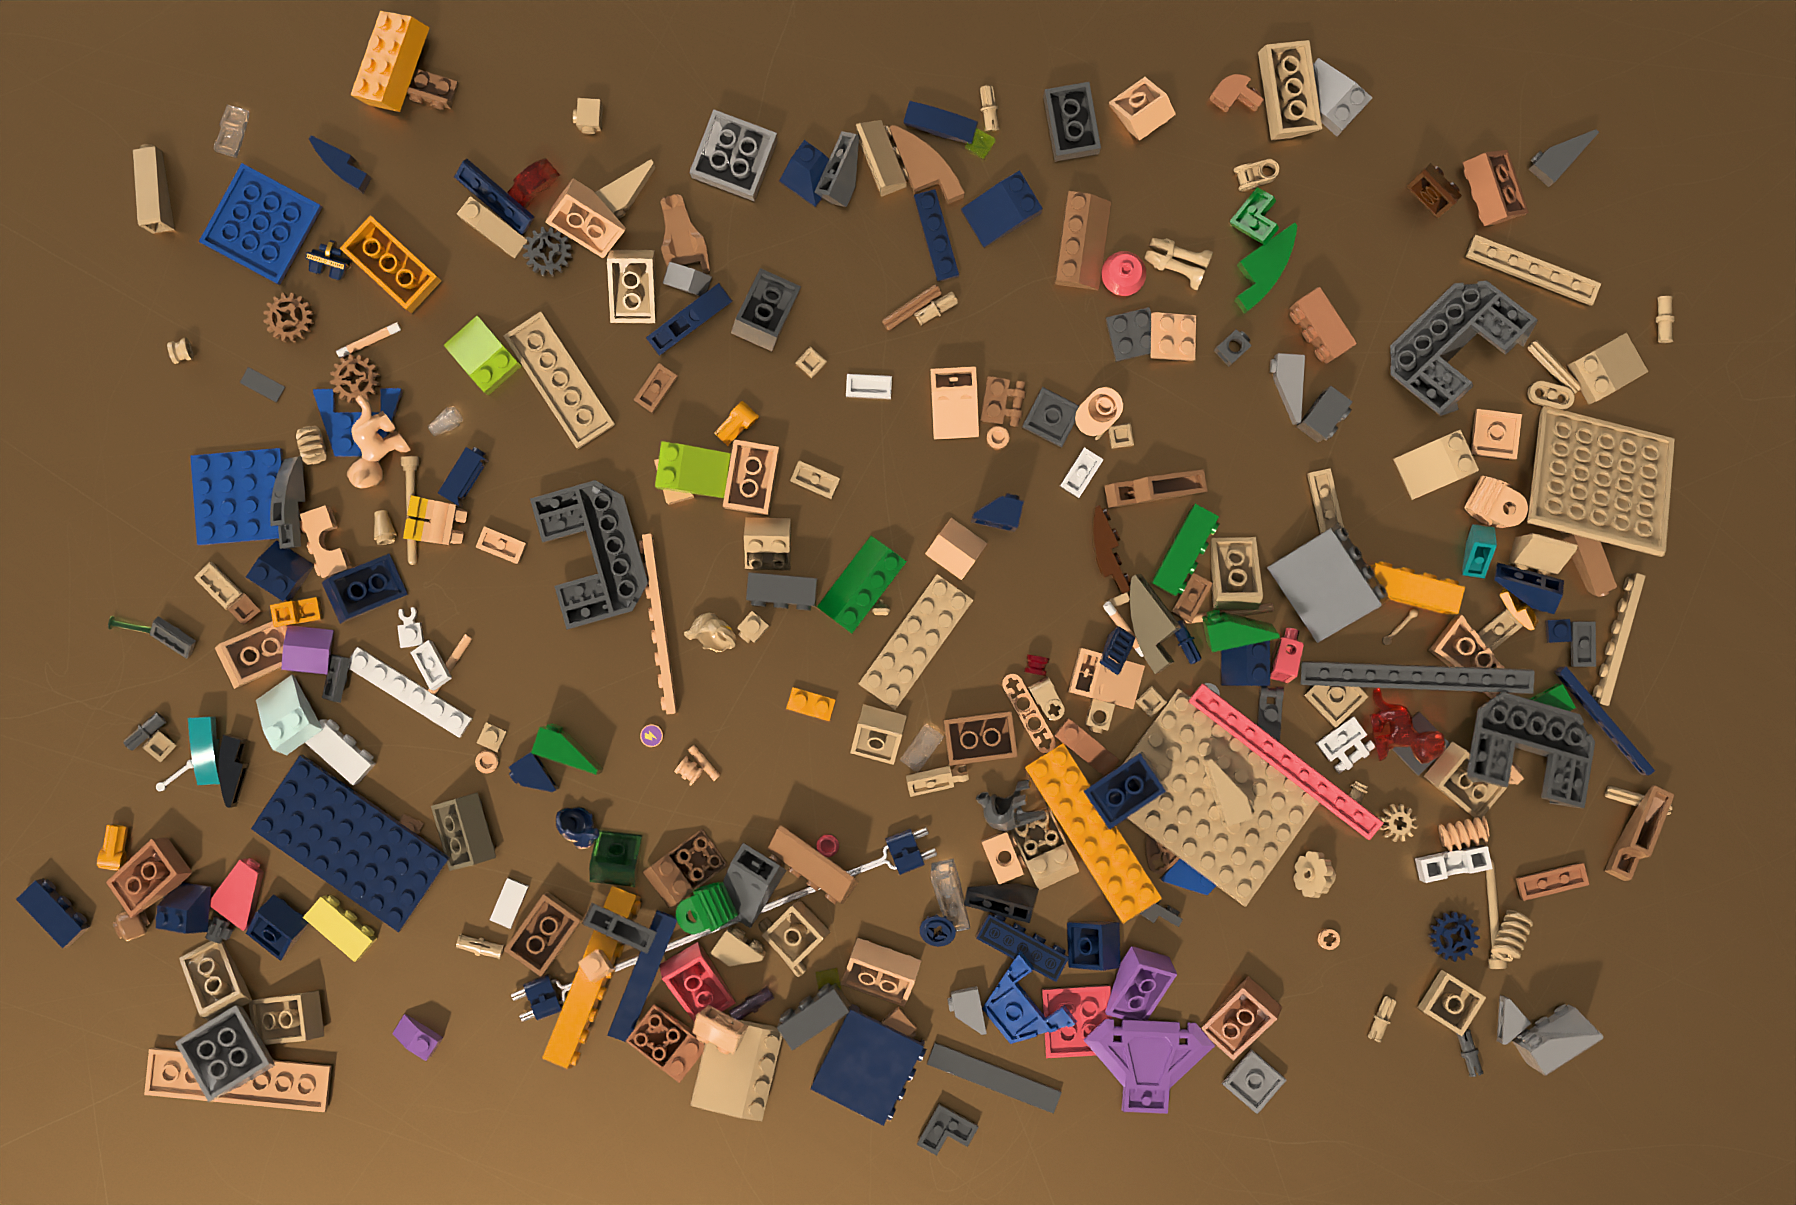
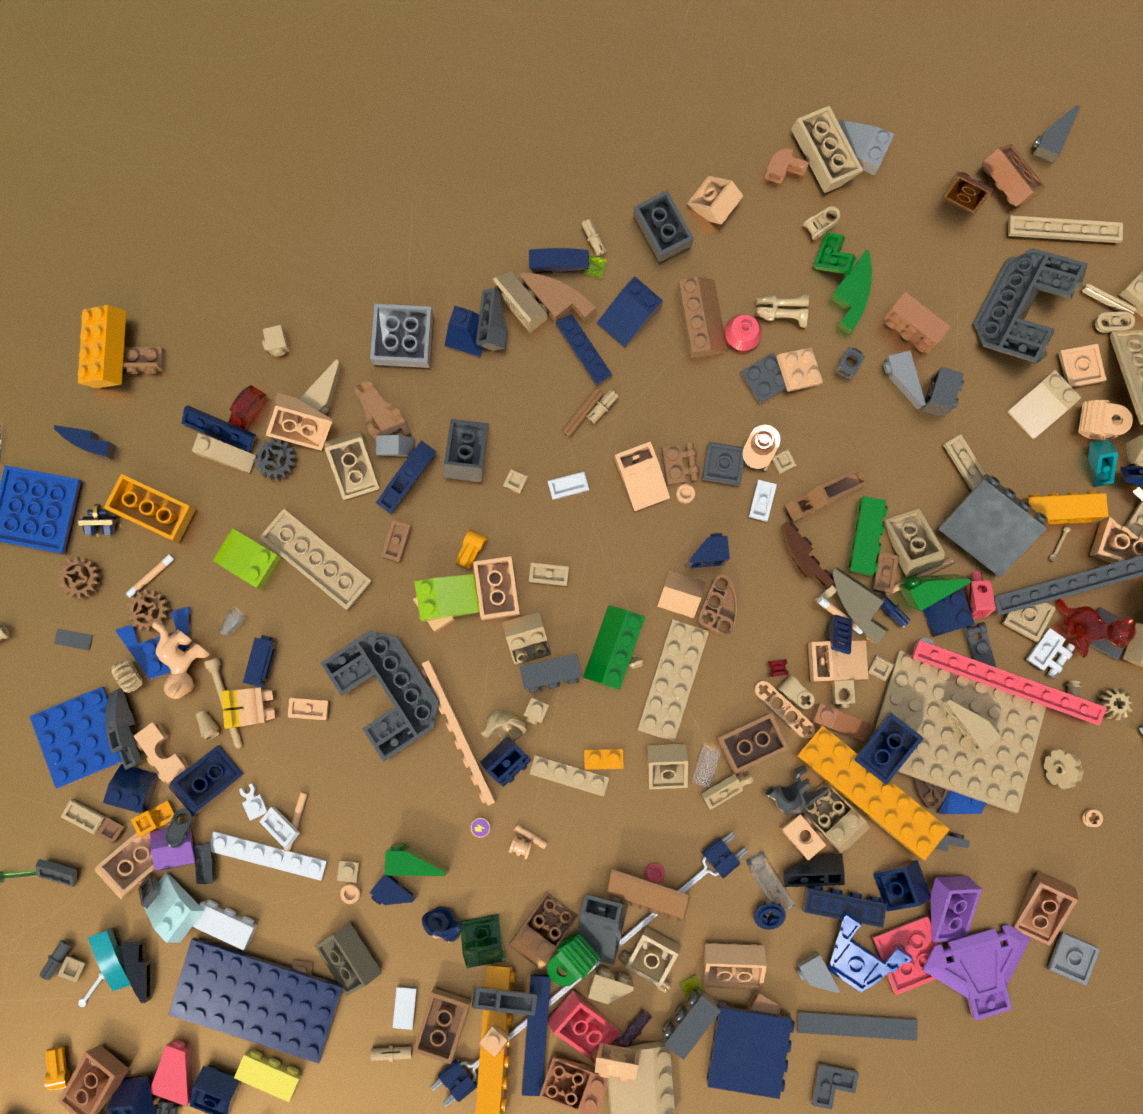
camera: 15 degrees left, 5 degrees down
(268, 688) = (148, 890): none -> dark grey plate
(317, 635) = (176, 832): none -> dark grey piece
(701, 672) = (505, 761): none -> dark blue brick
(767, 710) = (569, 775): none -> tan plate
(997, 583) = (725, 611): none -> medium nougat beam

